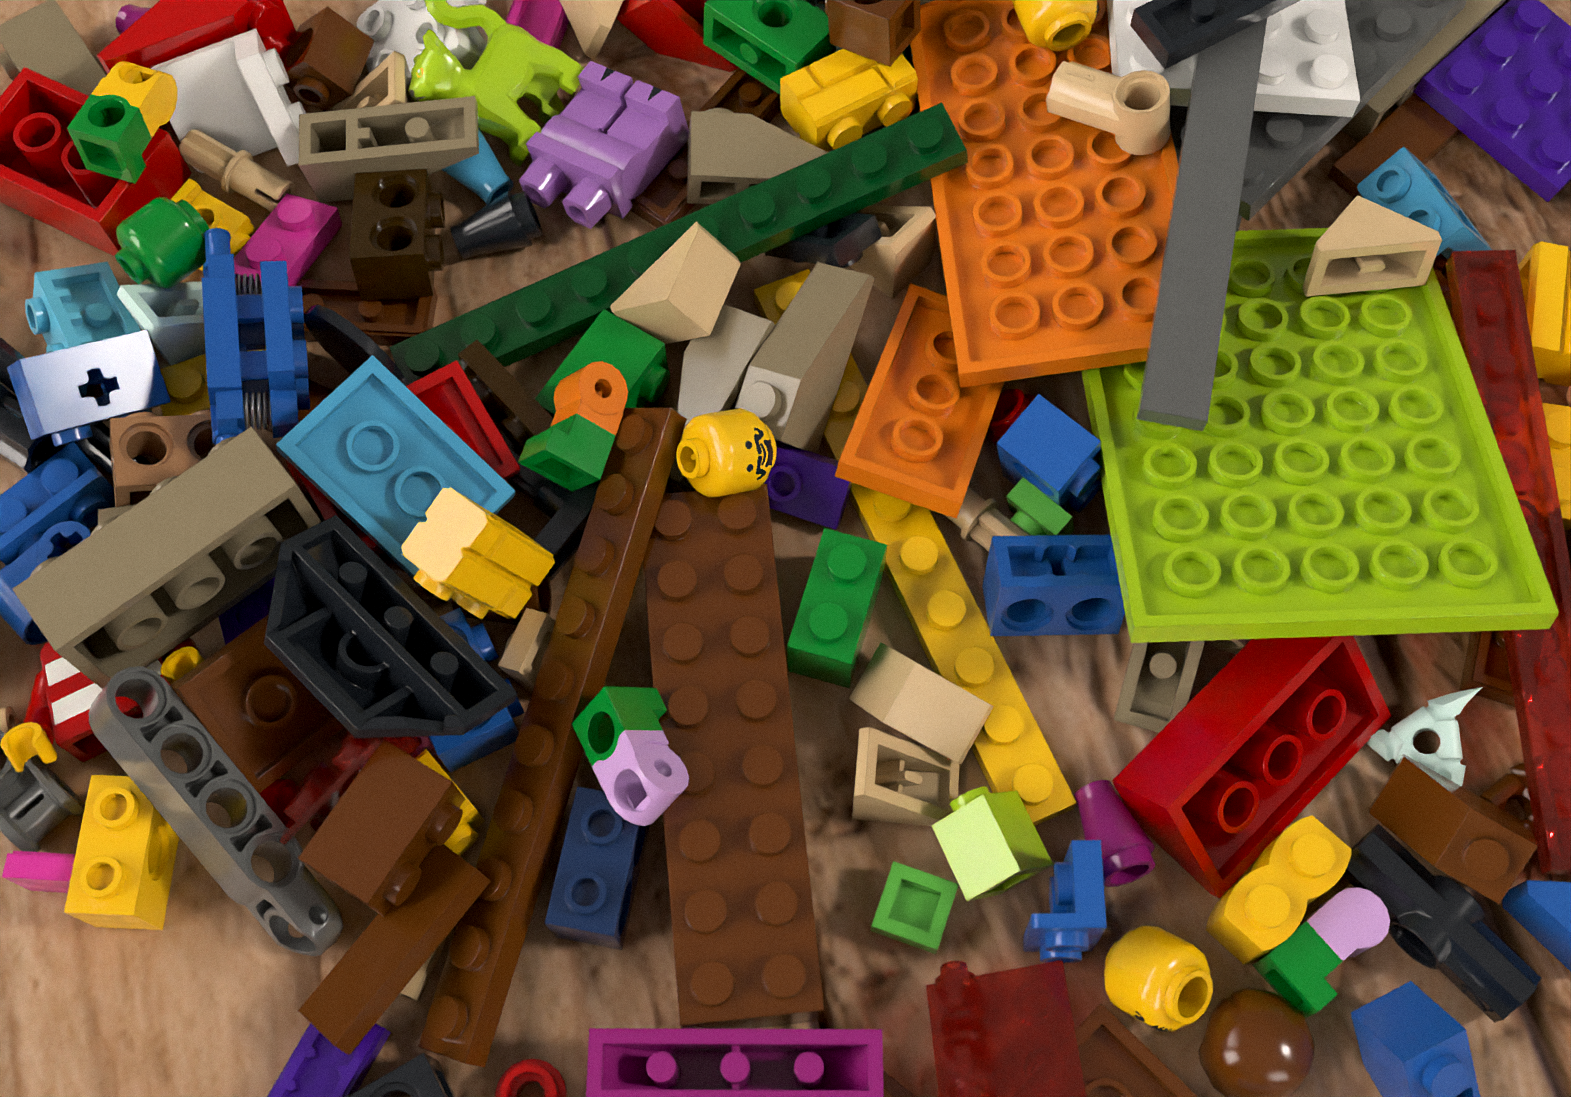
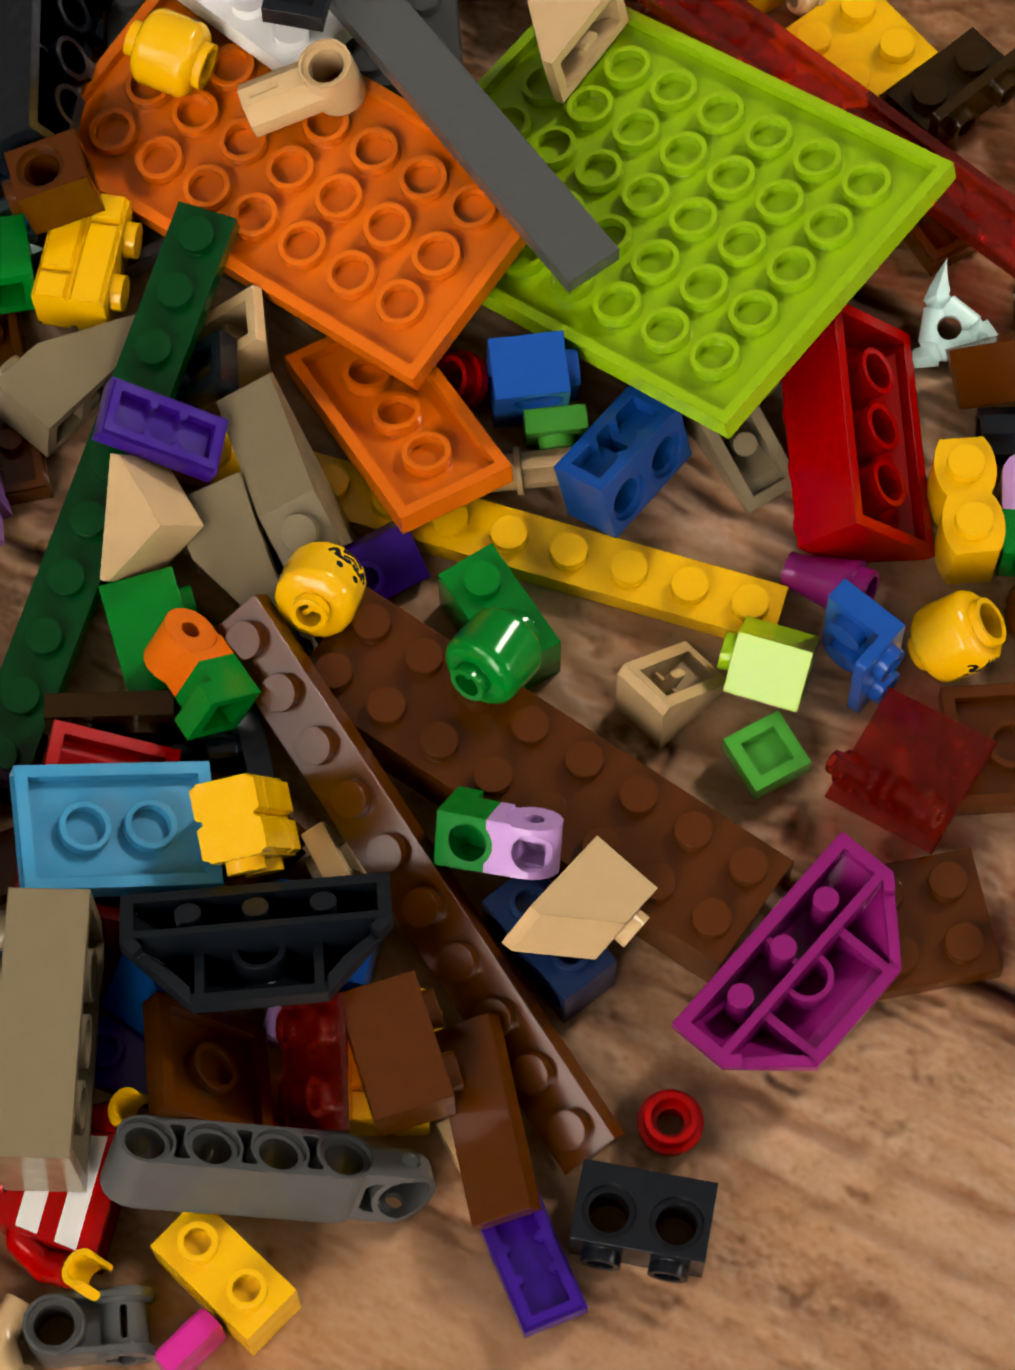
camera: 50 degrees left, 0 degrees up
(622, 871) = (585, 907): none -> tan slope
(749, 238) = (160, 429): none -> dark purple plate
(778, 620) = (494, 655): none -> green head
(920, 703) = (621, 626): tan slope -> none

